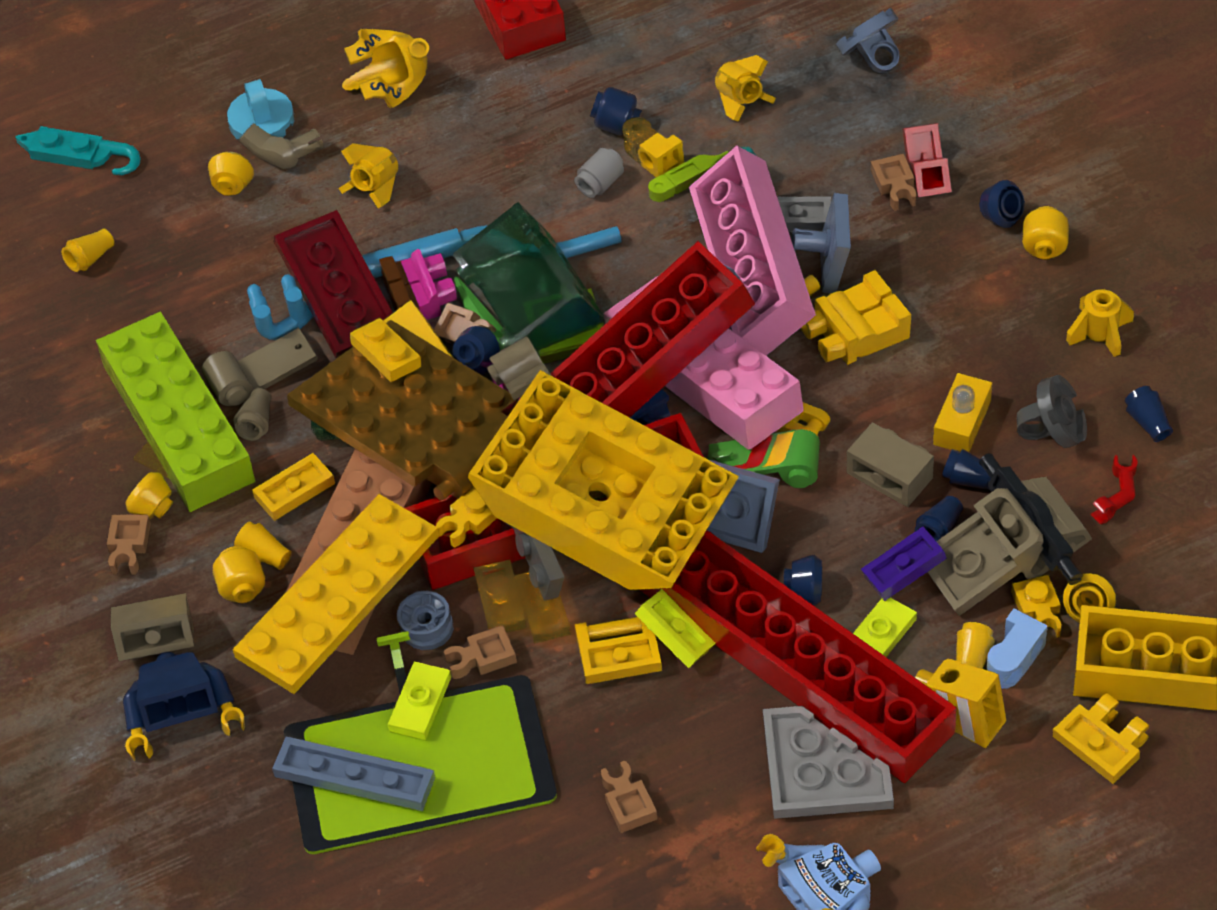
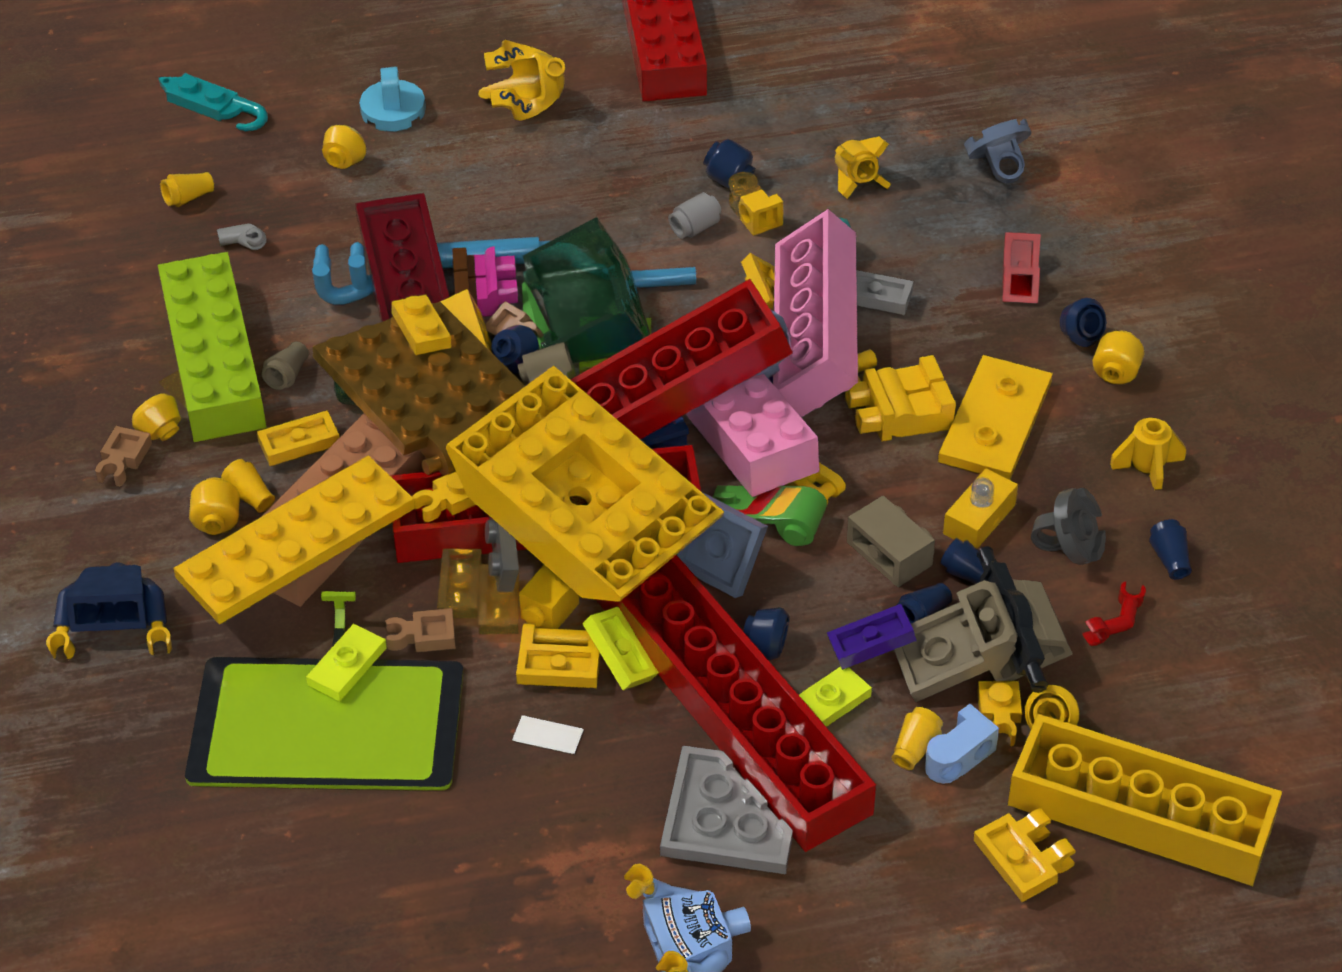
camera: 10 degrees right, 5 degrees down
(152, 627) = (113, 535): dark tan brick -> none
(162, 286) = (244, 234): none -> light grey arm
(235, 380) = (277, 330): dark tan door -> none
(278, 150) = (396, 136): dark tan arm -> none
(354, 773) = (256, 716): sand blue plate -> none
(372, 171) = (476, 170): yellow brick -> none
(414, 612) = (379, 588): sand blue wheel -> none
(588, 596) = (547, 600): none -> yellow brick
(627, 801) = (518, 803): medium nougat plate -> none
(630, 726) = (548, 734): none -> white sticker
(681, 177) = (766, 238): lime piece -> none
(684, 224) = (762, 276): none -> yellow plate
(831, 242) = (895, 320): sand blue tile -> none
(896, 178) = (983, 279): medium nougat plate -> none
(947, 317) = (995, 417): none -> yellow plate
(975, 695) = (900, 782): yellow torso -> none

